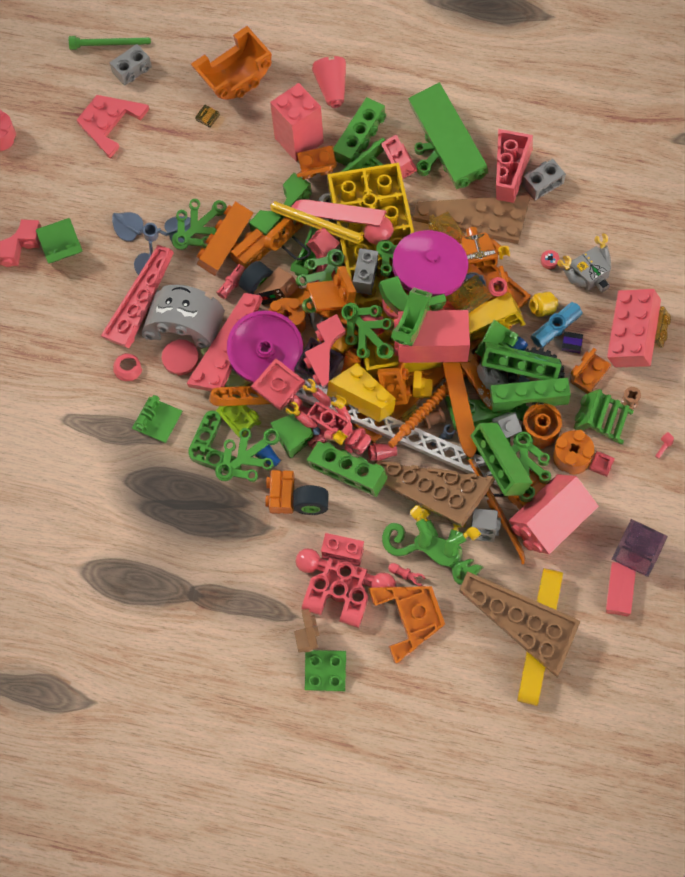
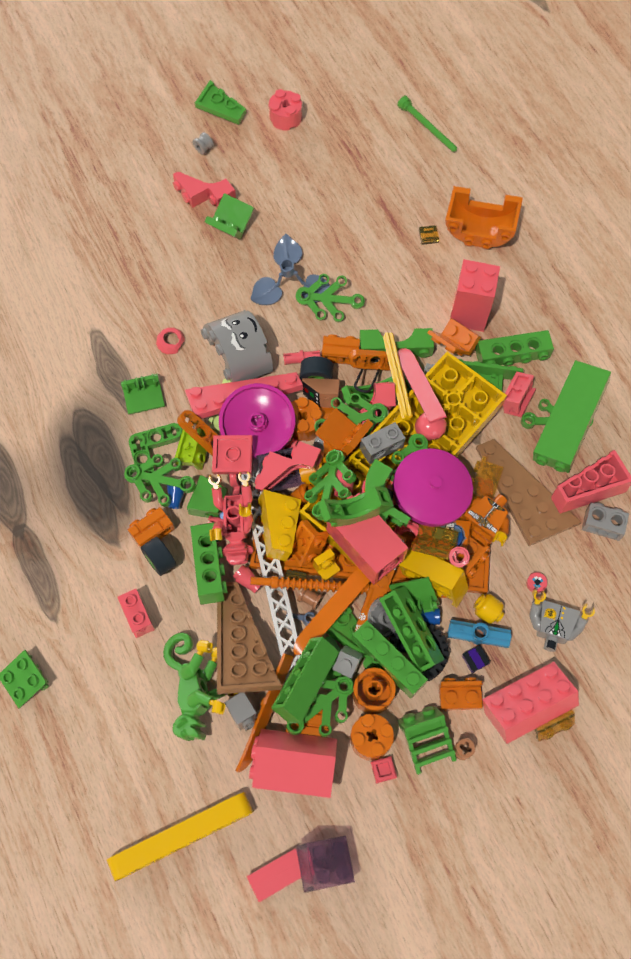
camera: 45 degrees right, 0 degrees up
(102, 117) = (363, 167): coral wing -> none
(130, 64) = (421, 152): light grey brick -> none
(134, 306) = (214, 307): coral wing -> none
(180, 357) = (207, 369): coral tile -> none
(225, 237) = (338, 322): orange brick -> none
(306, 637) = (40, 640): medium nougat bracket -> none
(315, 599) = (78, 625): coral connector -> none
(331, 79) = (540, 294): coral cone -> none
(405, 573) = (155, 680): coral piece -> none
(417, 611) = (124, 715): orange wing -> none
(532, 625) = (178, 823): medium nougat wing -> none
(668, 441) = (452, 813): coral hand -> none

